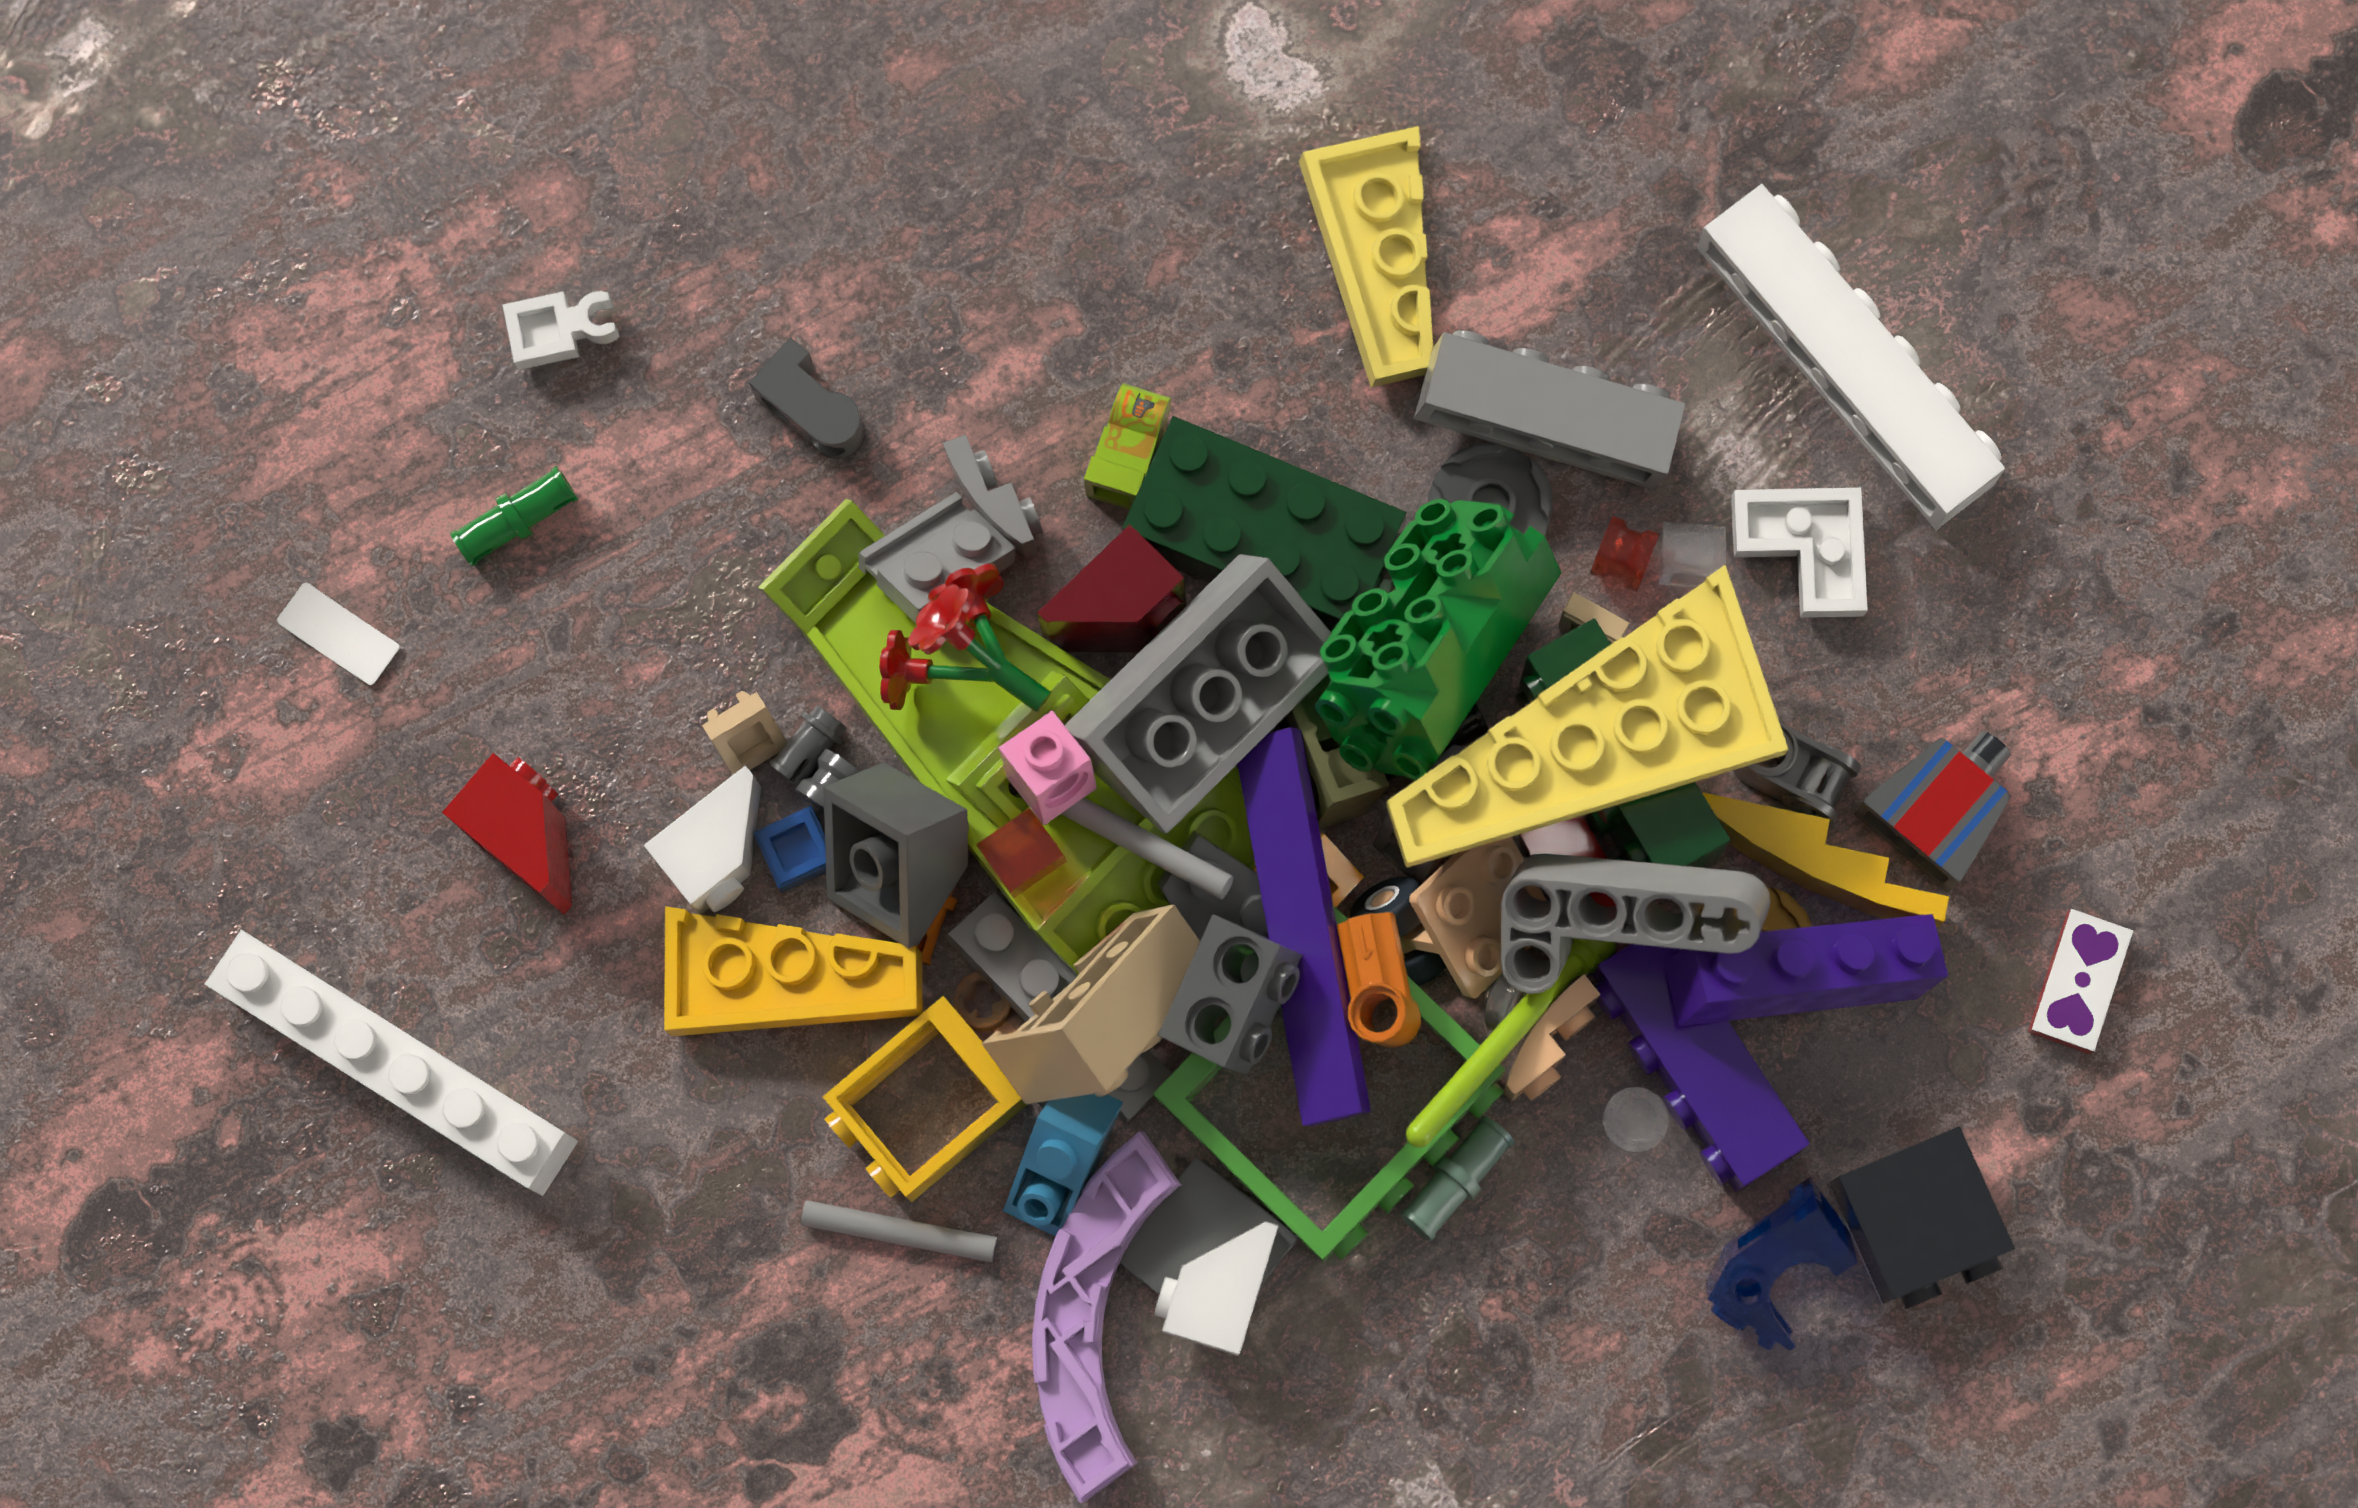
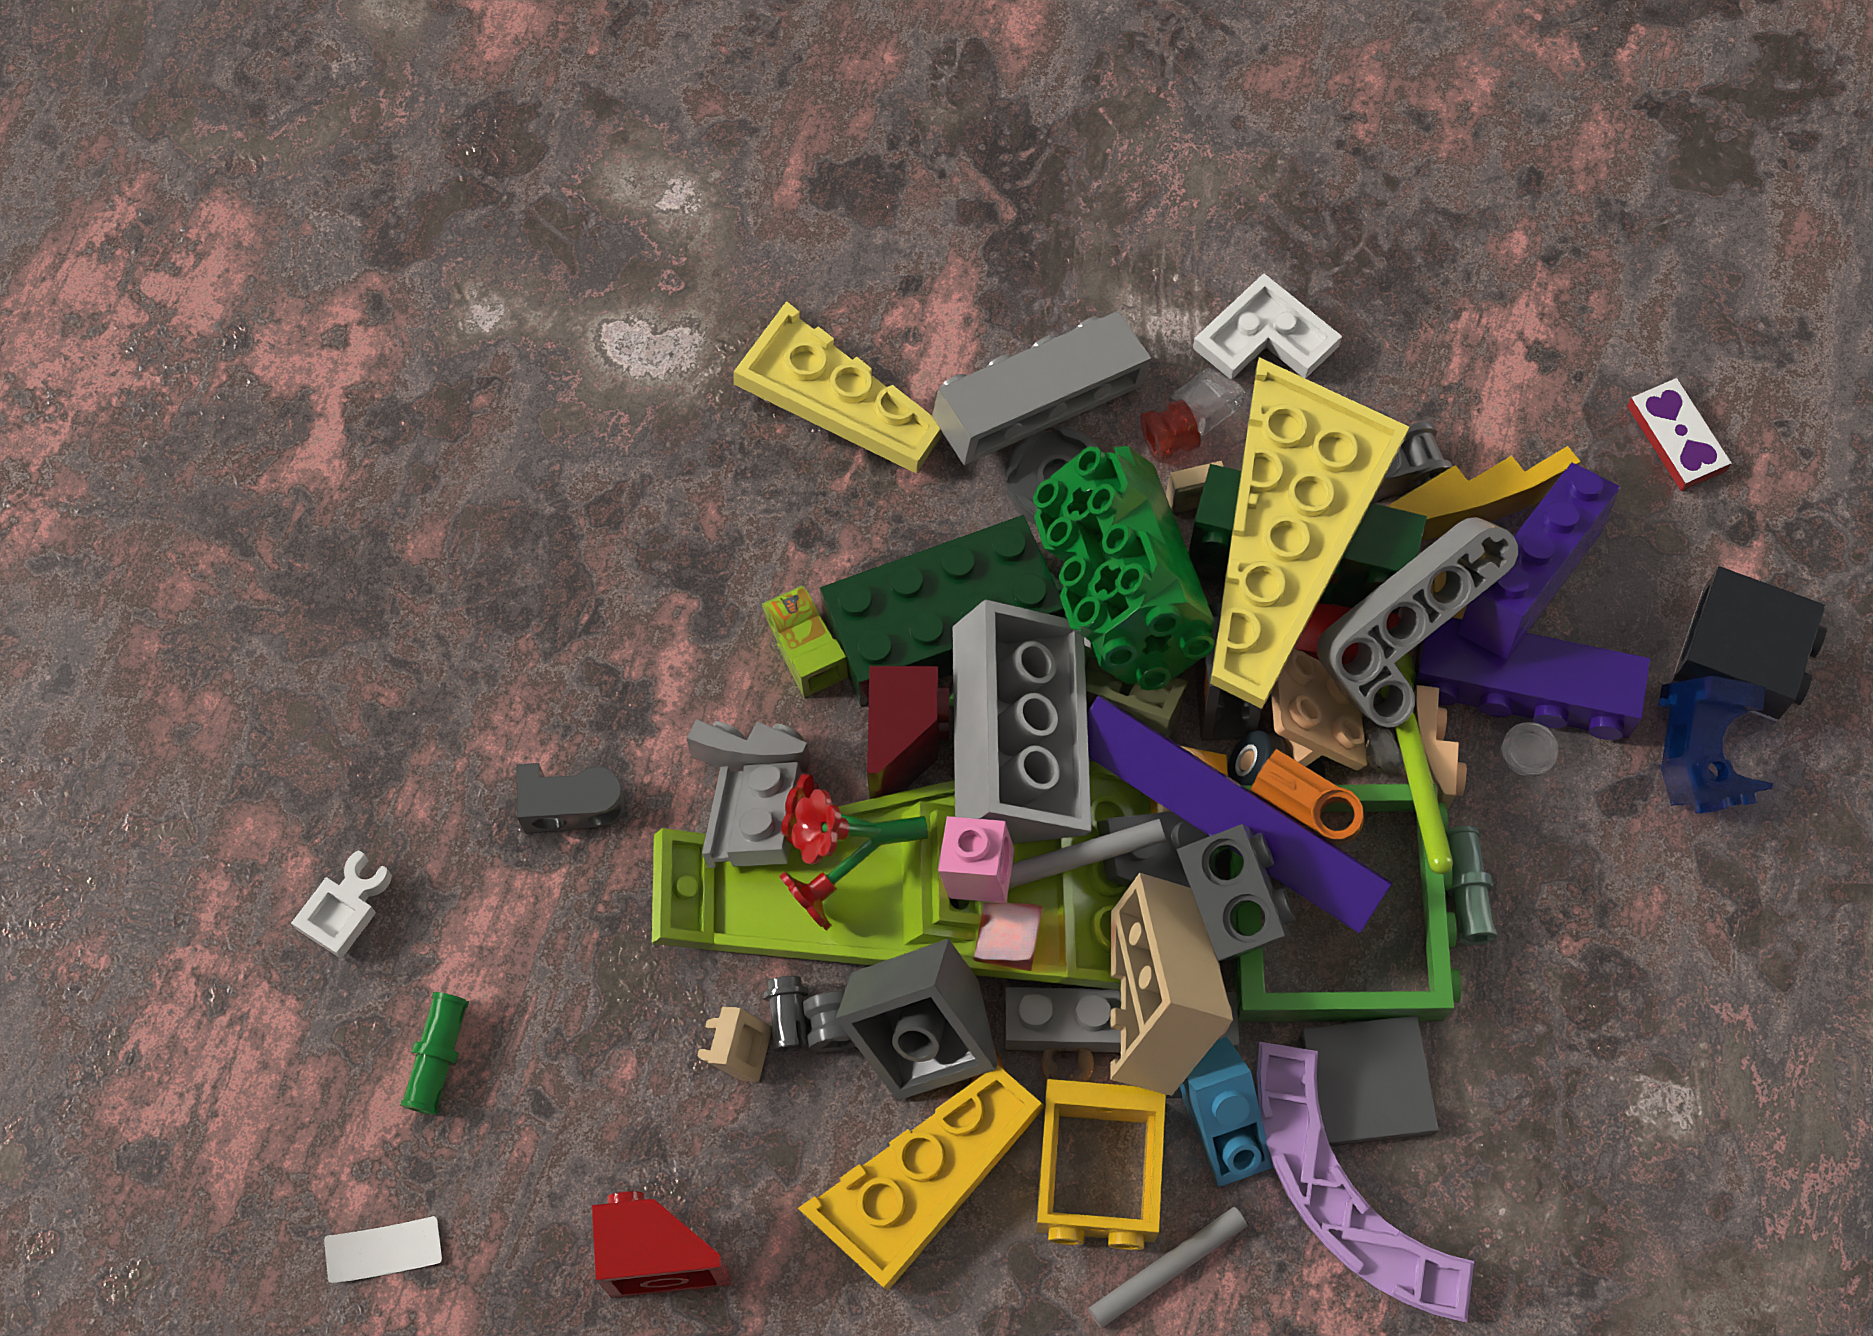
camera: 50 degrees left, 10 degrees down
(712, 844) = (790, 1138): white slope -> none
(794, 848) = (844, 1089): blue tile -> none
(1217, 1292) = (1414, 1092): white slope -> none
(1851, 356) = (1178, 209): white brick -> none
(1941, 806) = (1503, 408): torso -> none

